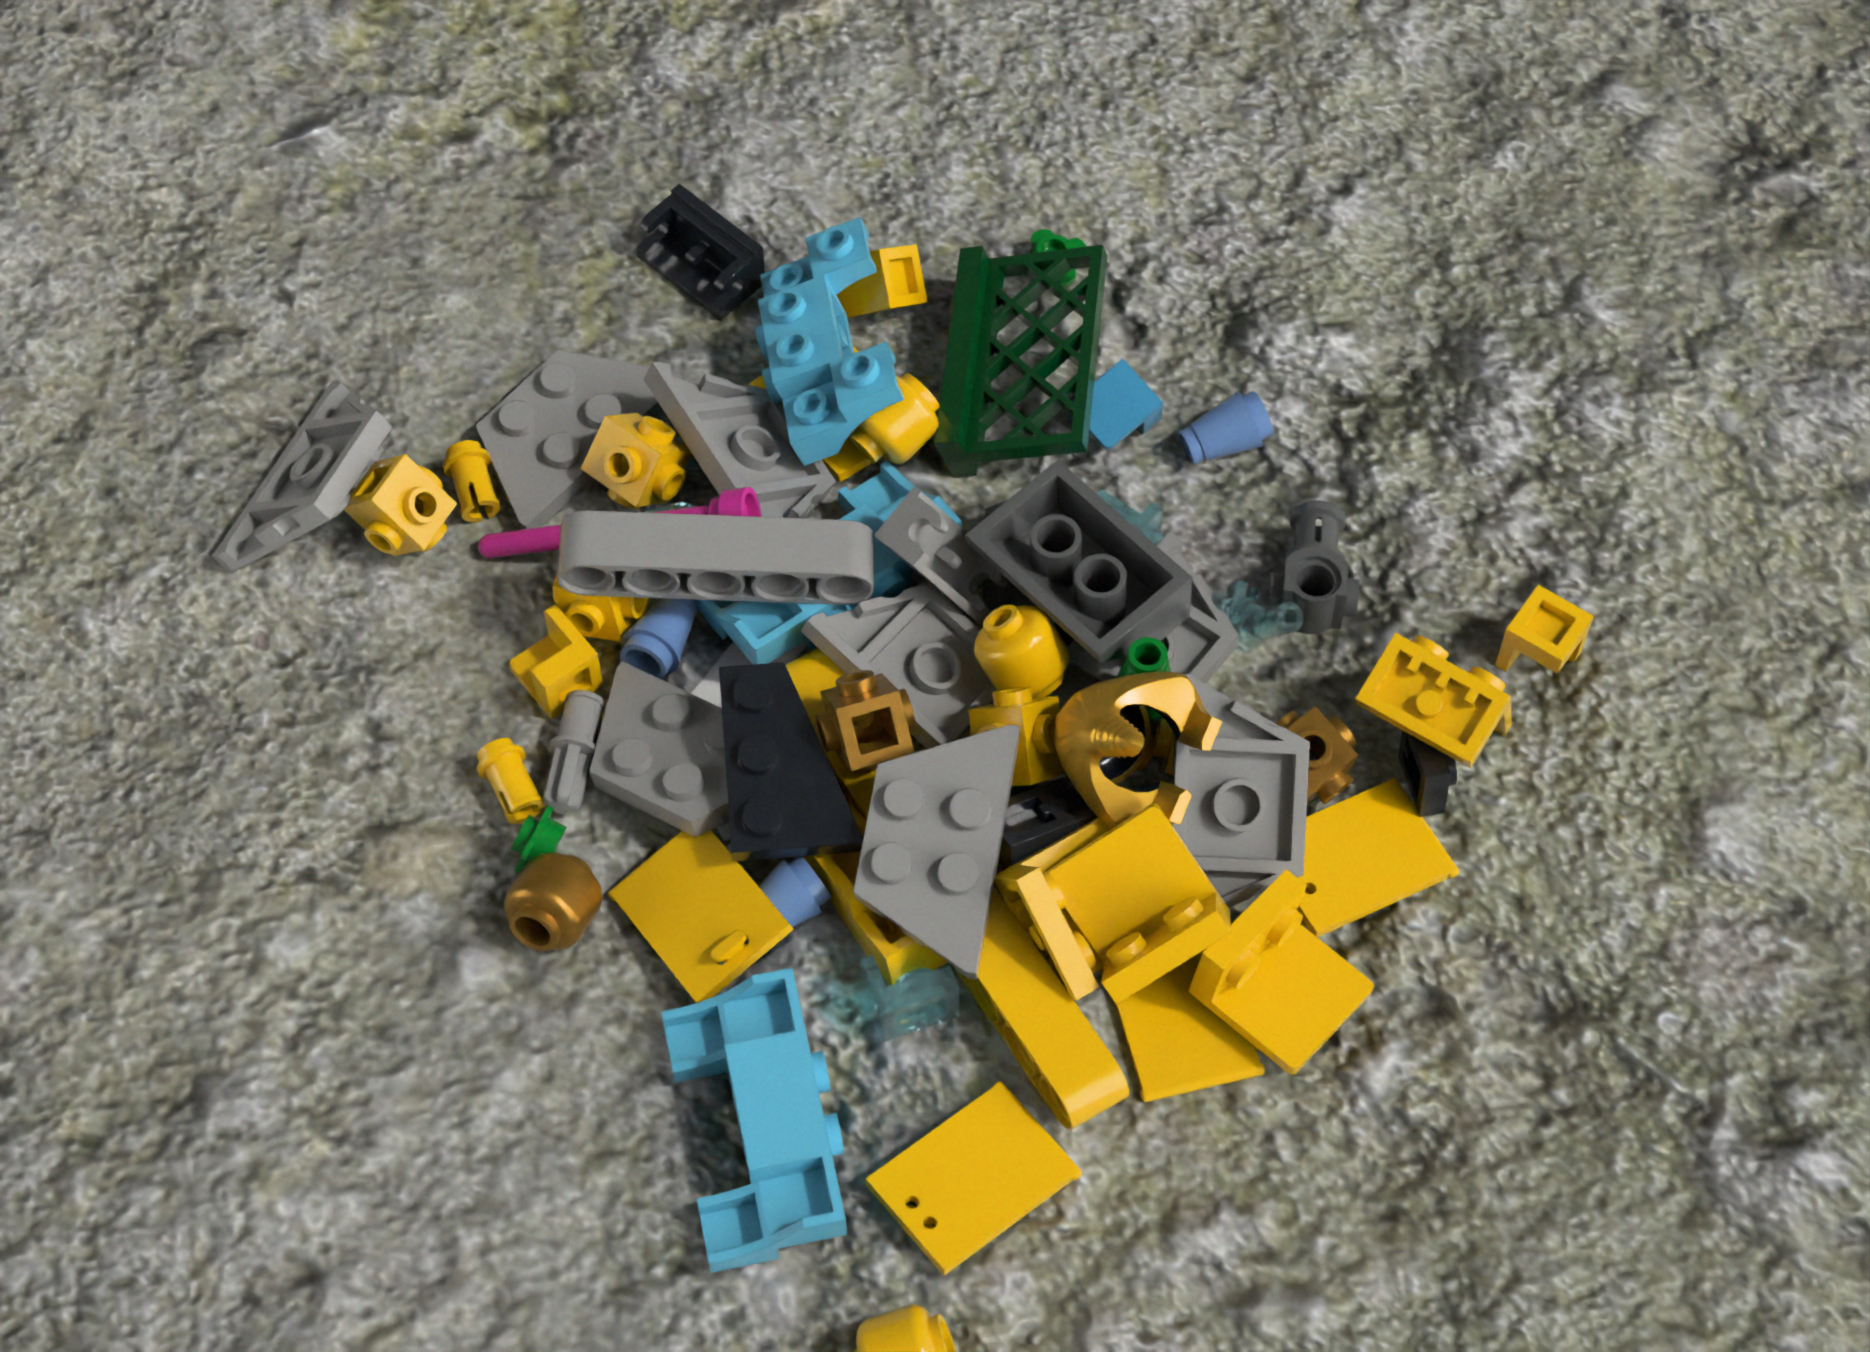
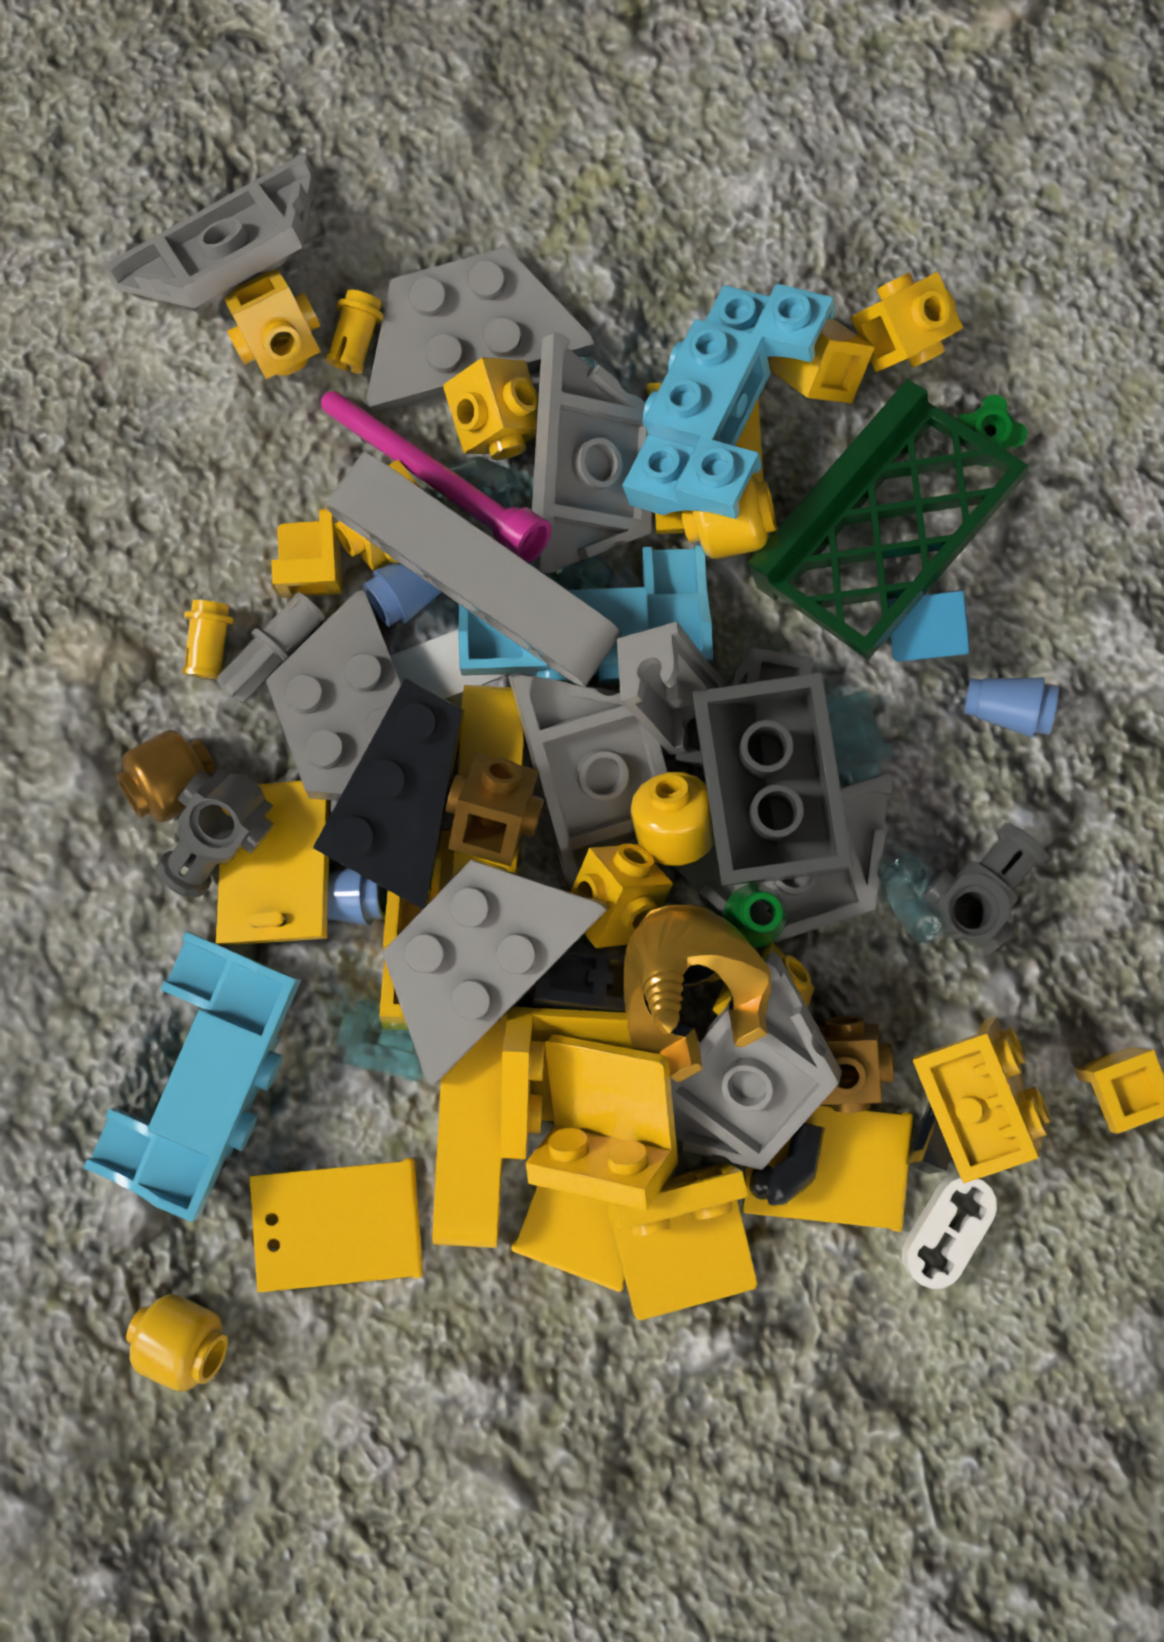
camera: 30 degrees right, 25 degrees up
(537, 837) = (190, 711): green plate -> none
(629, 911) = (209, 833): none -> dark grey connector
(701, 252) = (690, 226): black hinge -> none
(929, 213) = (908, 321): none -> yellow brick
(1331, 866) = (793, 1173): none -> black arm
(1510, 841) = (962, 1238): none -> white beam

